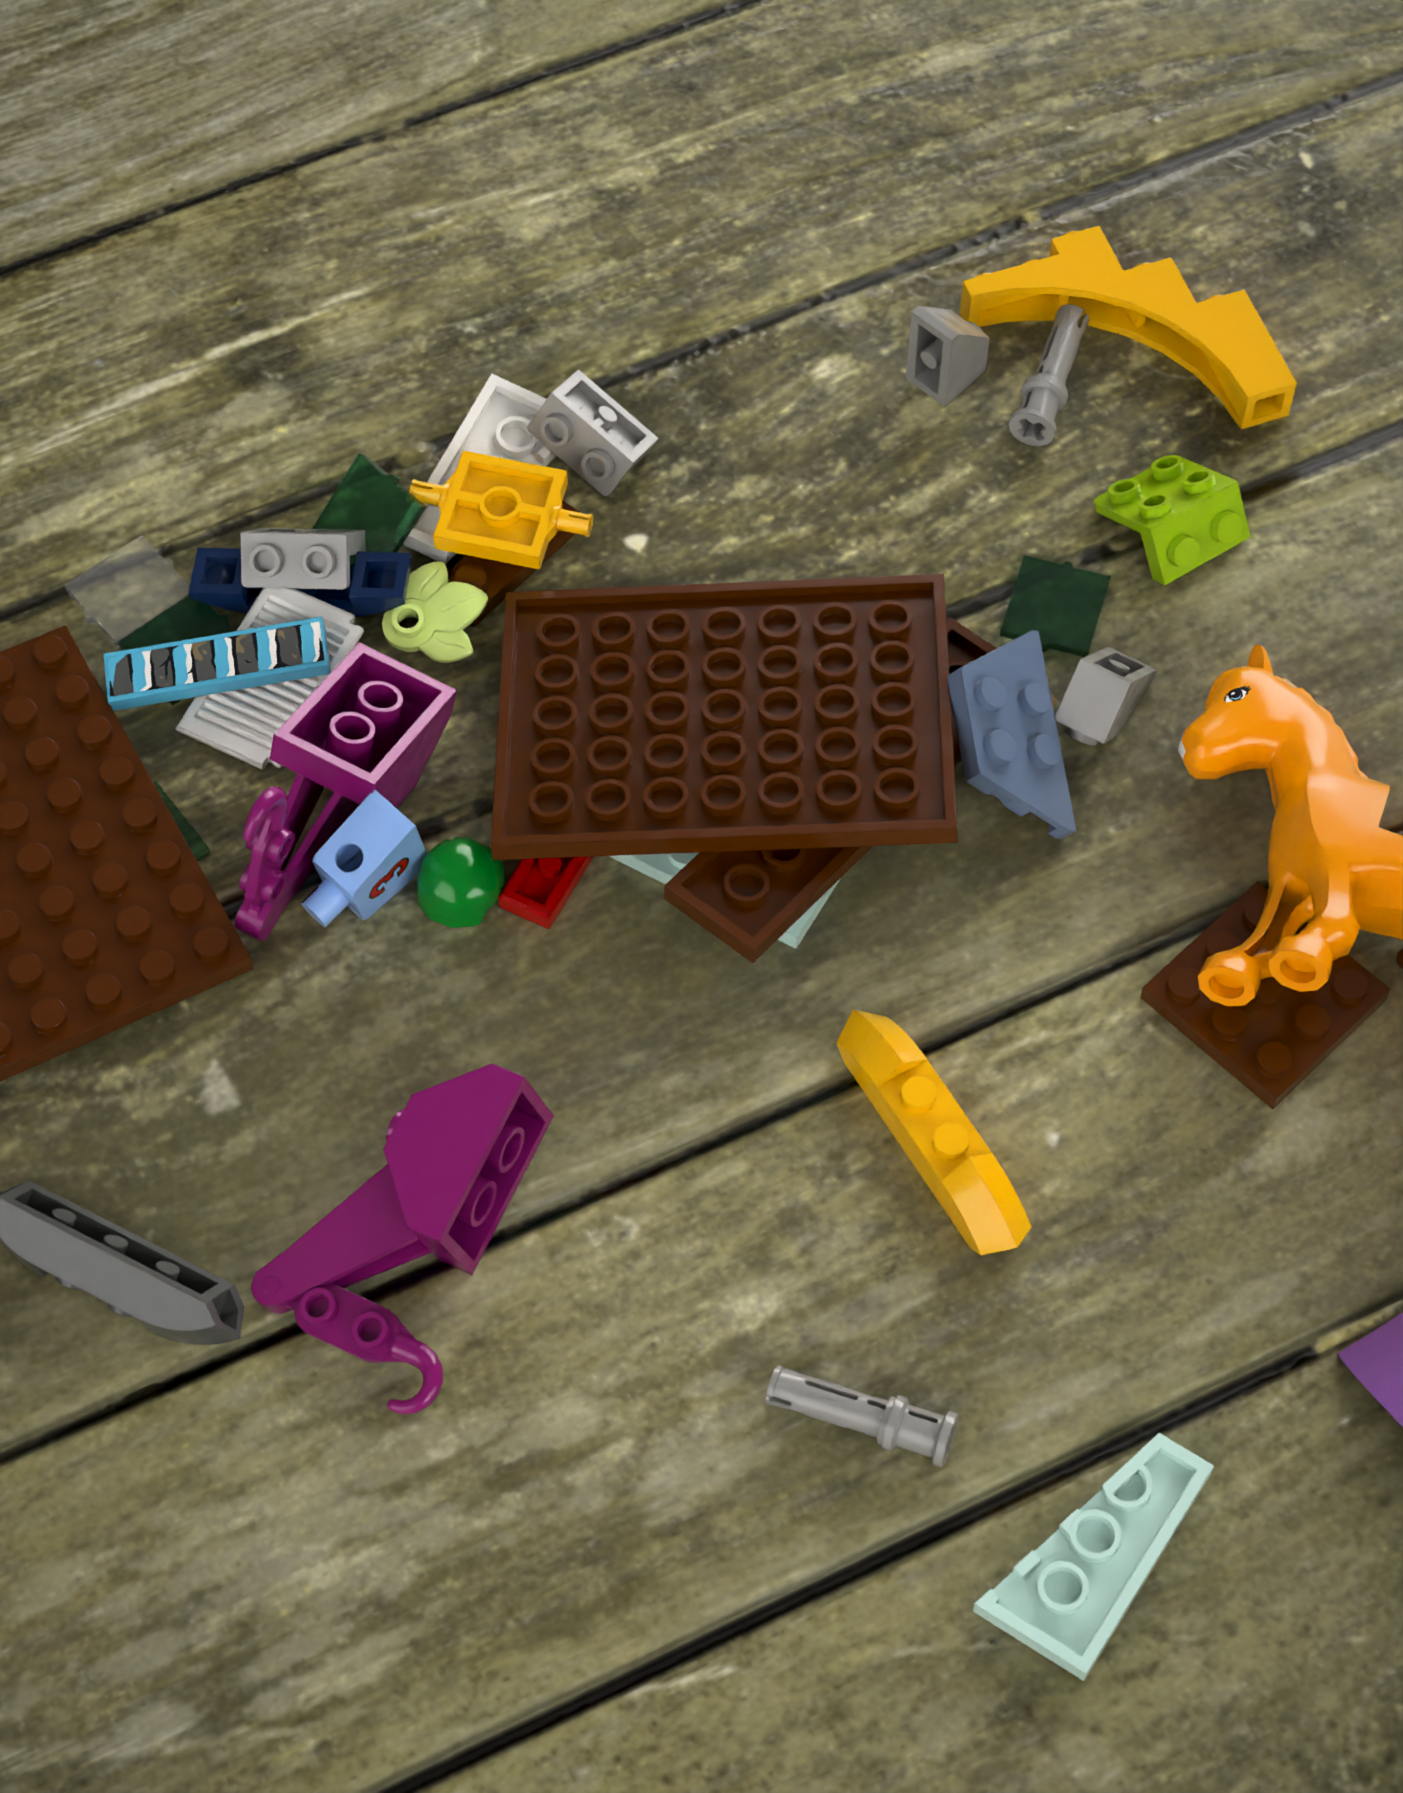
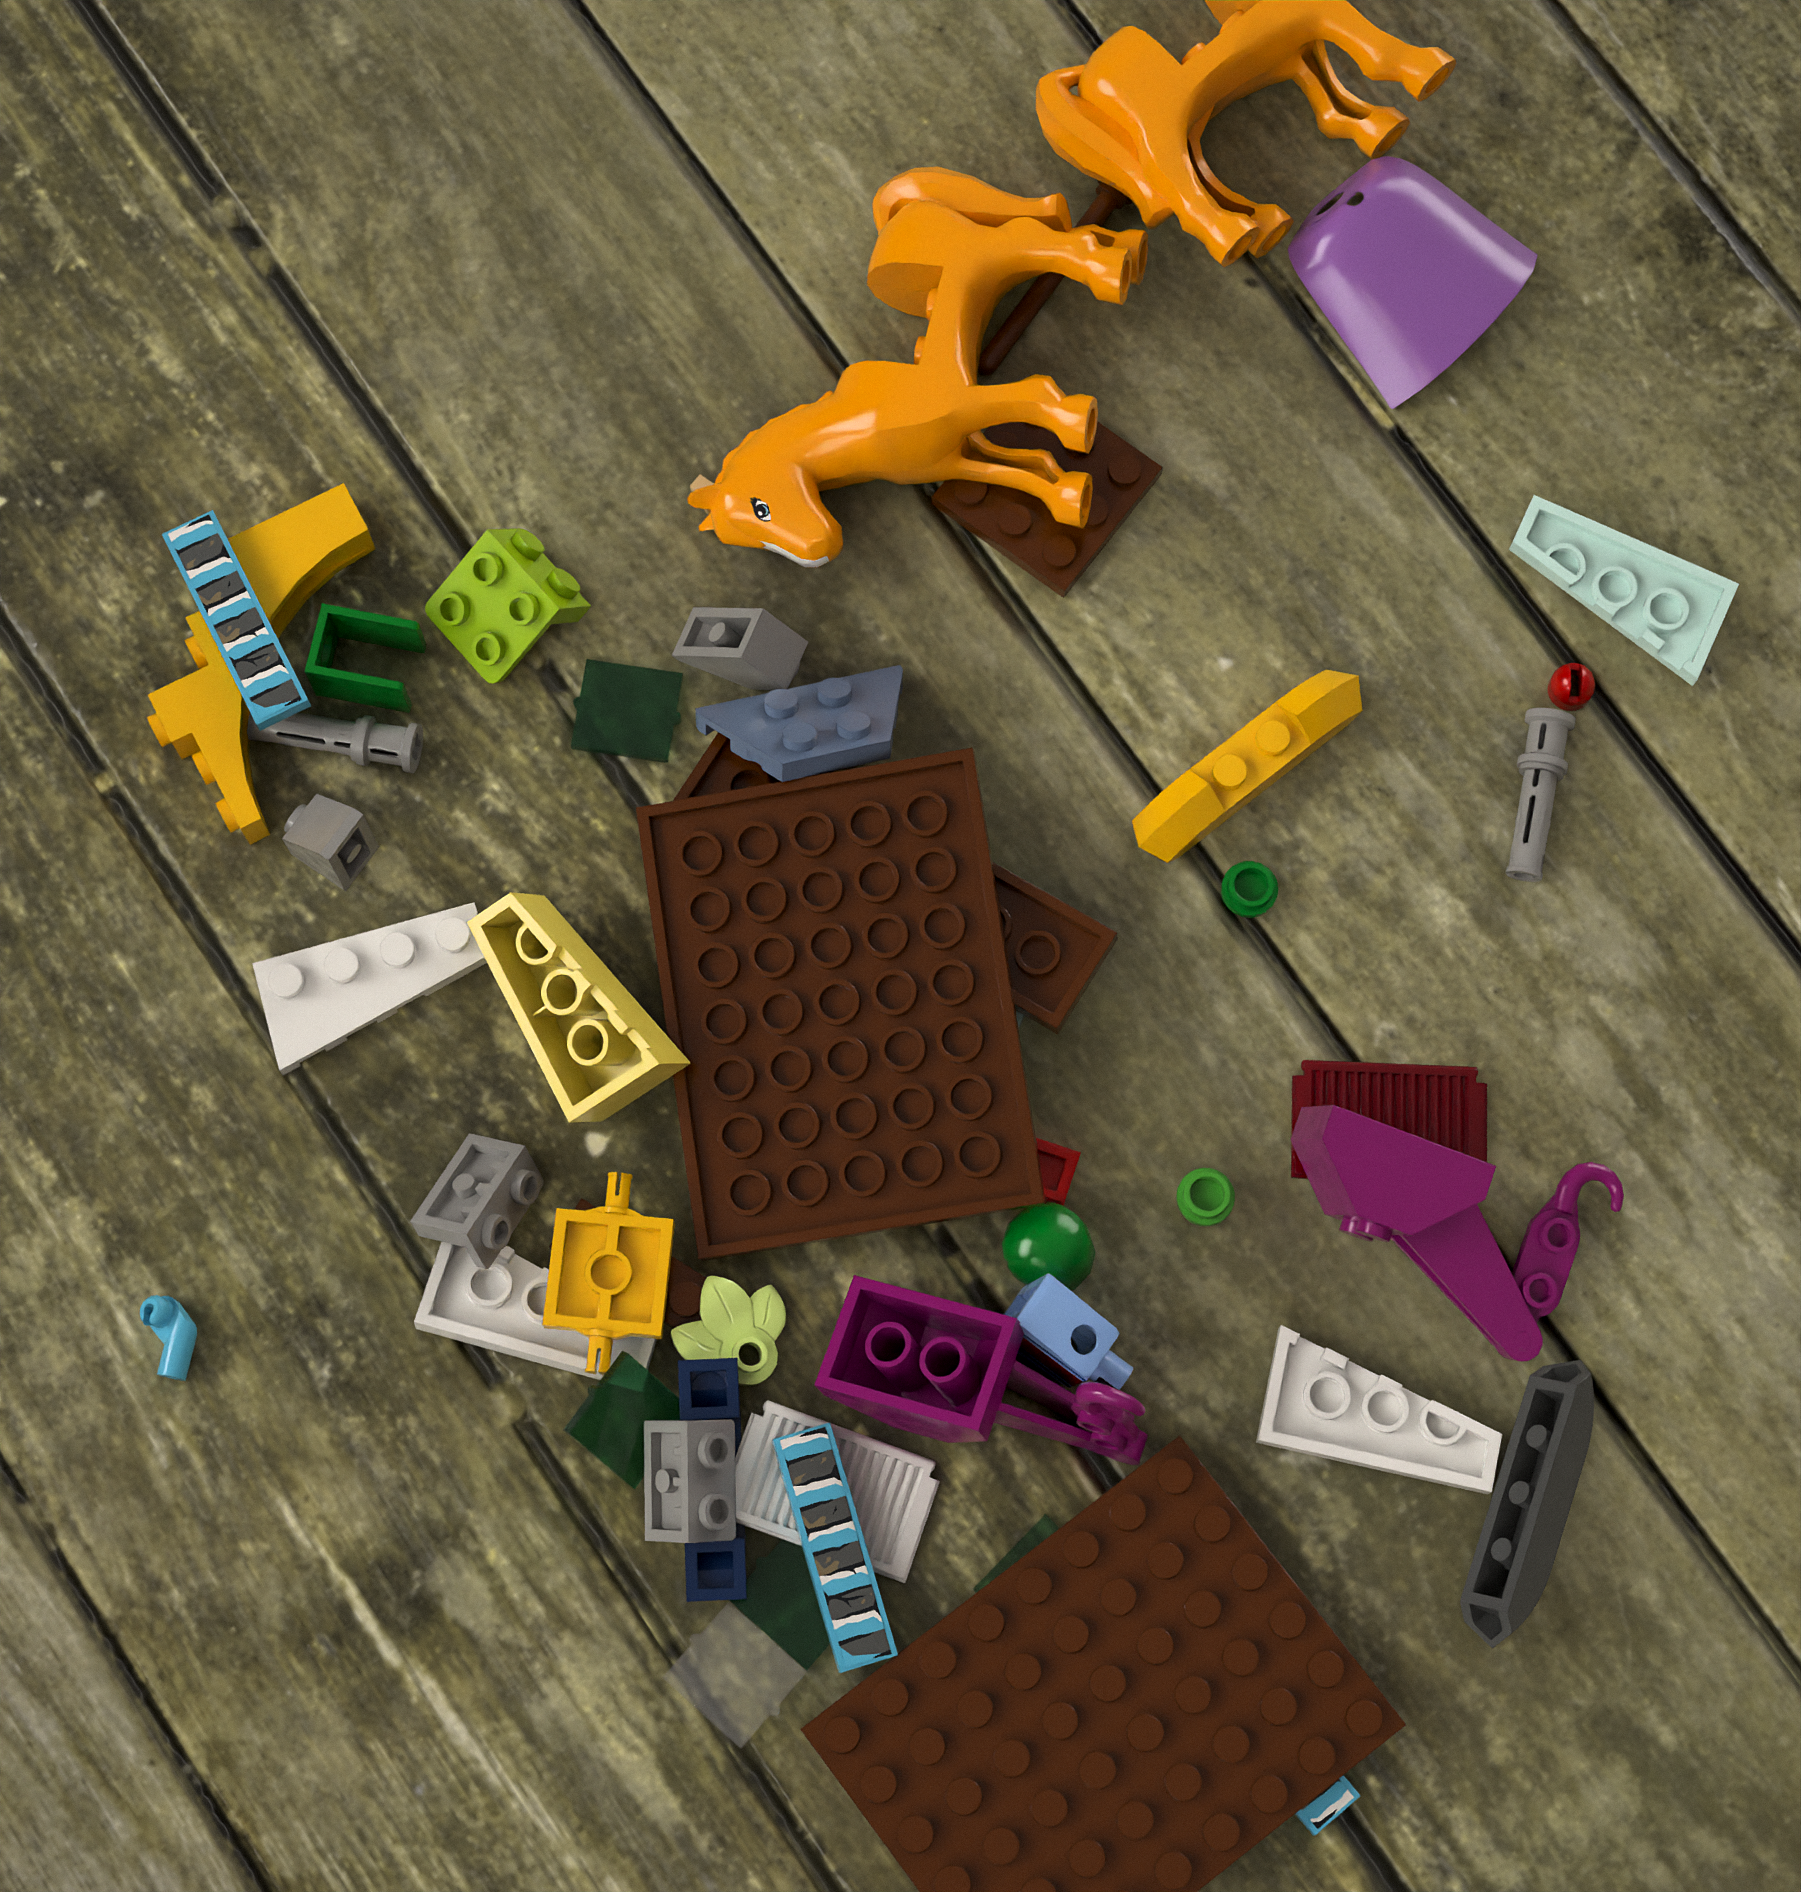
camera: 100 degrees left, 15 degrees up
(229, 1130) = (1353, 1416): none -> white wing
(483, 1025) = (1205, 1197): none -> bright green plate
(523, 225) = (175, 1331): none -> medium azure arm
(544, 1232) = (1423, 1100): none -> dark red window
(757, 507) = (572, 1009): none -> light yellow wedge
(797, 1114) = (1249, 889): none -> green plate
(818, 379) = (346, 984): none -> white wing
(983, 1488) = (1560, 687): none -> red hinge
(1110, 369) = (366, 627): none -> green piece
(1162, 286) = (236, 620): none -> tile

